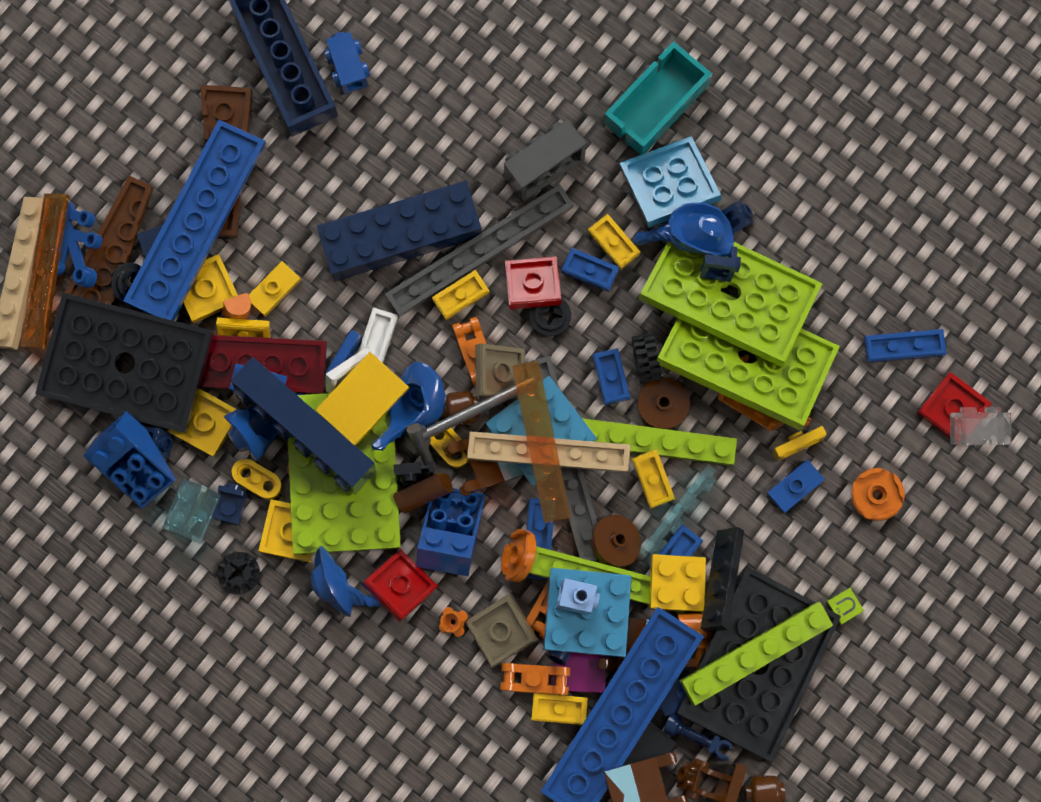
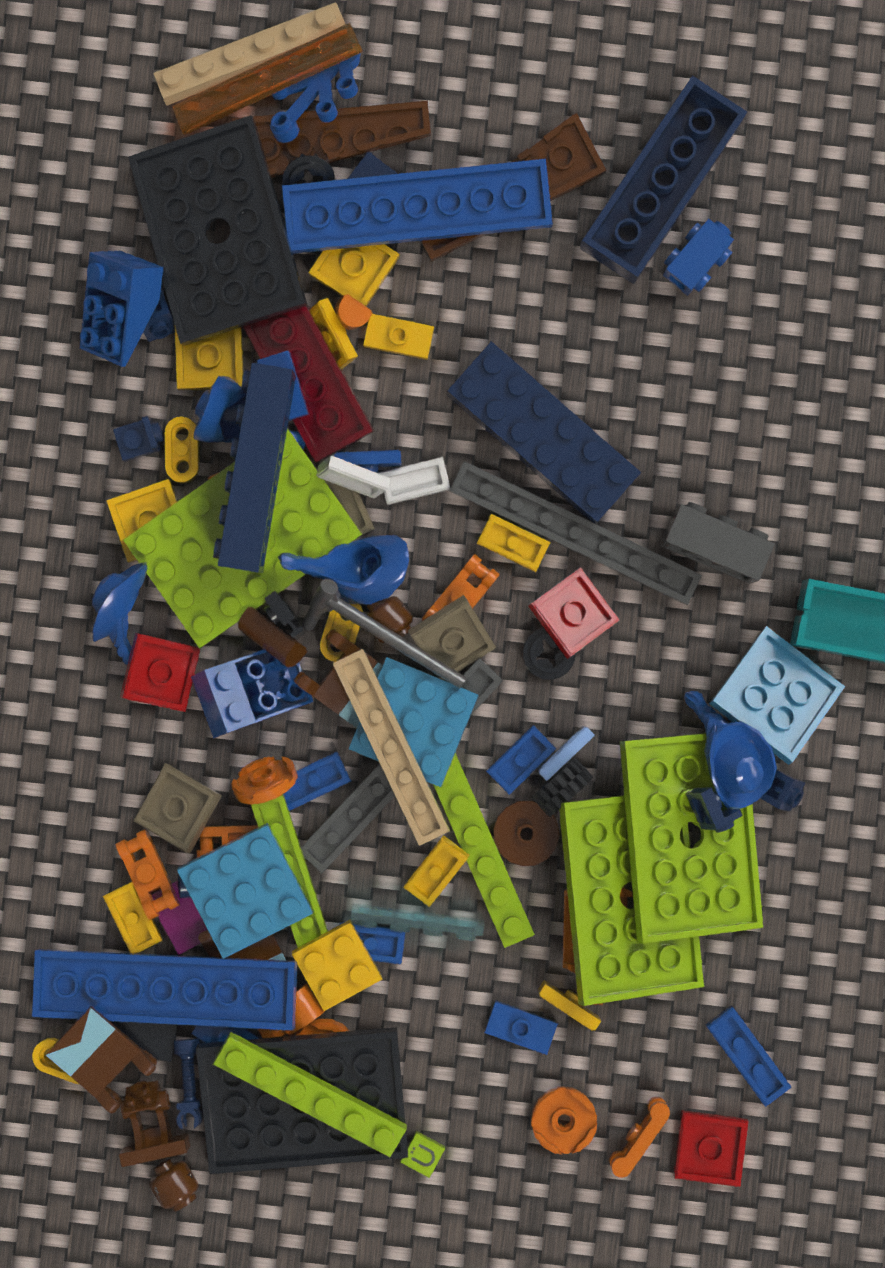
camera: 60 degrees right, 10 degrees up
(191, 511) = (103, 403): clear light blue brick -> none
(237, 585) = (80, 506): black gear -> none
(362, 398) = (329, 511): yellow tile -> none
(446, 624) = (148, 749): orange plate -> none
(541, 442) = (395, 734): clear orange tile -> none
(577, 597) = (249, 874): light blue brick -> none
(590, 269) = (626, 665): blue plate -> none
(606, 547) = (336, 860): reddish brown plate -> none
(614, 242) = (673, 672): yellow plate -> none
(624, 344) = (565, 752): none -> light blue tile
(722, 579) = (368, 1011): black plate -> none
(919, 449) = (640, 1138): none -> orange plate
(980, 428) = (699, 1184): clear brick -> none

